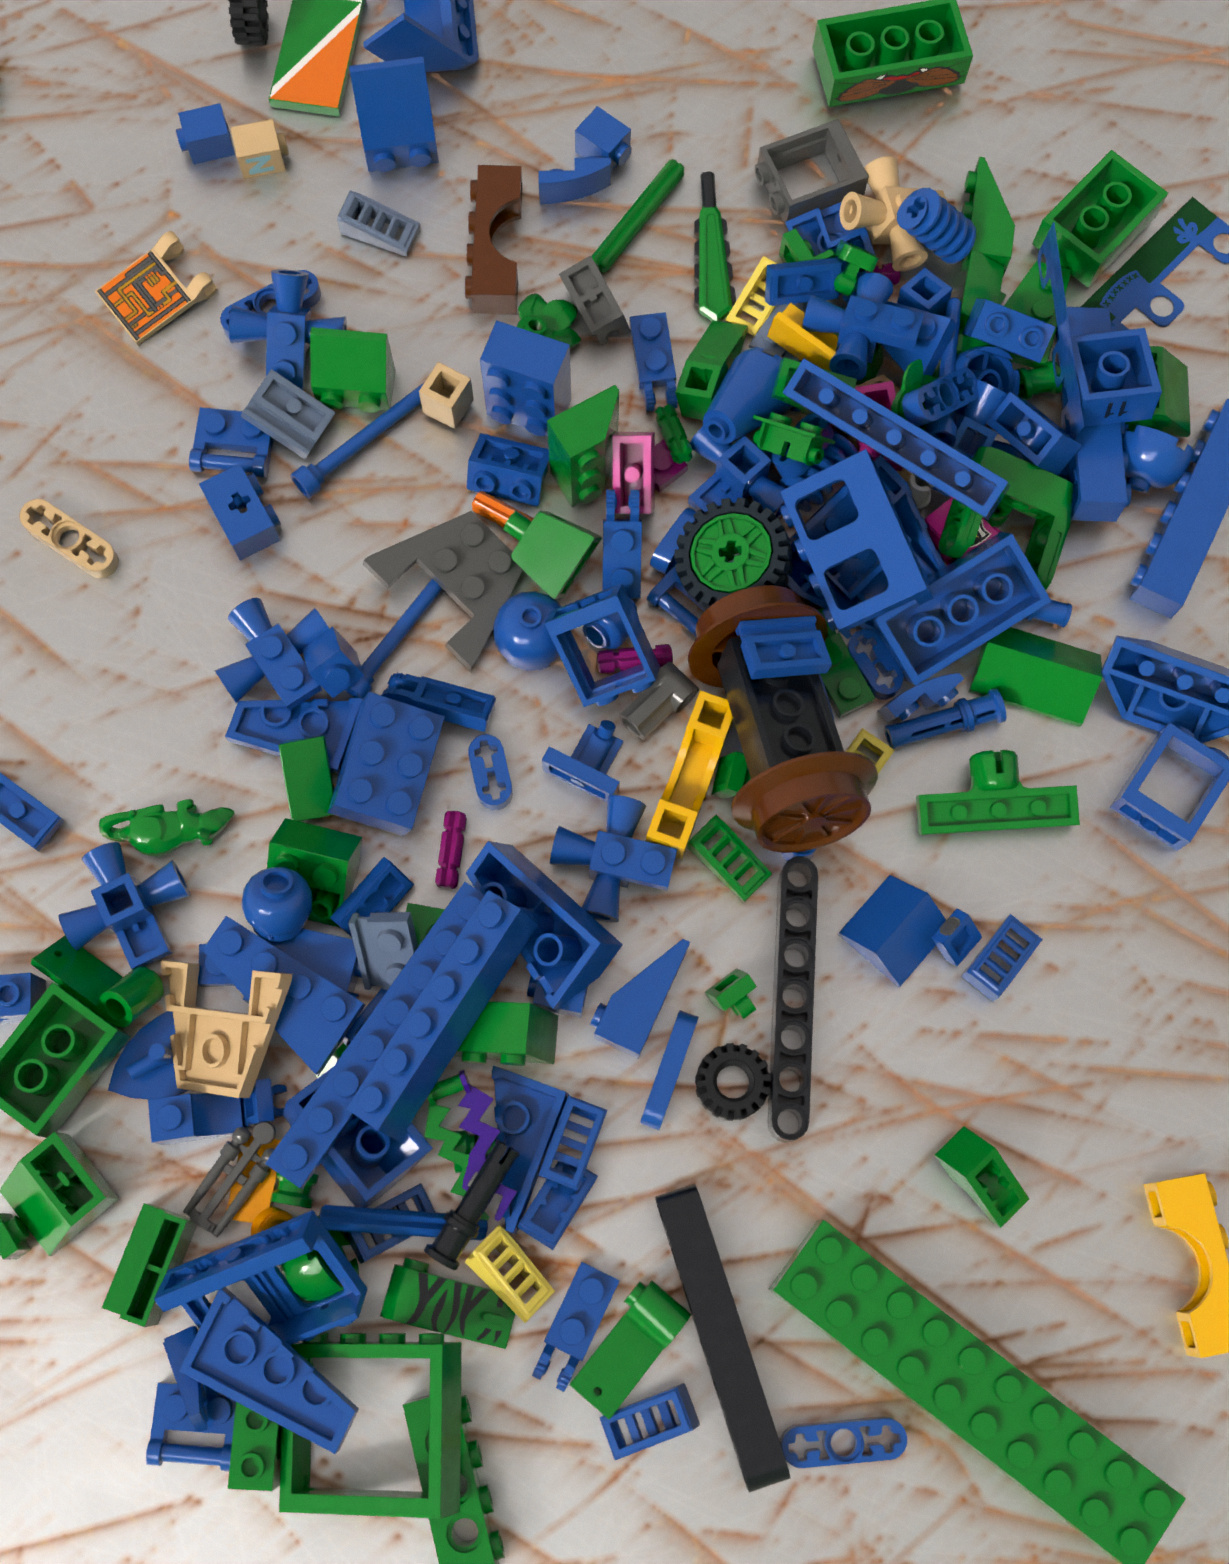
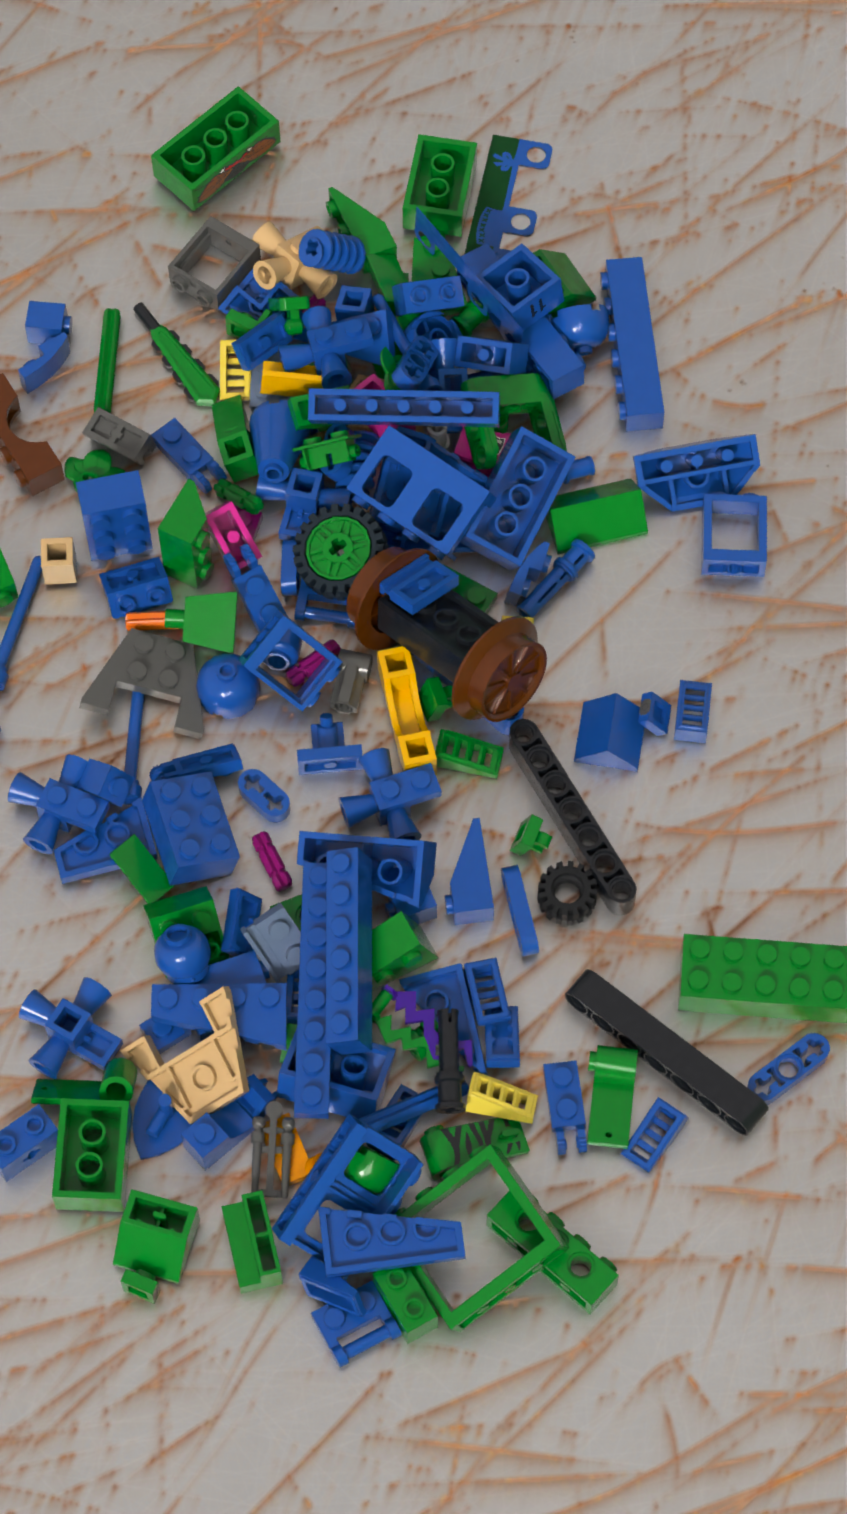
camera: 30 degrees left, 10 degrees down
(162, 832) = (59, 967): green animal -> none
(290, 1194) = (316, 1134): green wheel -> none
(881, 659) = (483, 570): blue beam -> none
(982, 1175) = (769, 849): green arch -> none
(997, 801) = (623, 612): green plate -> none

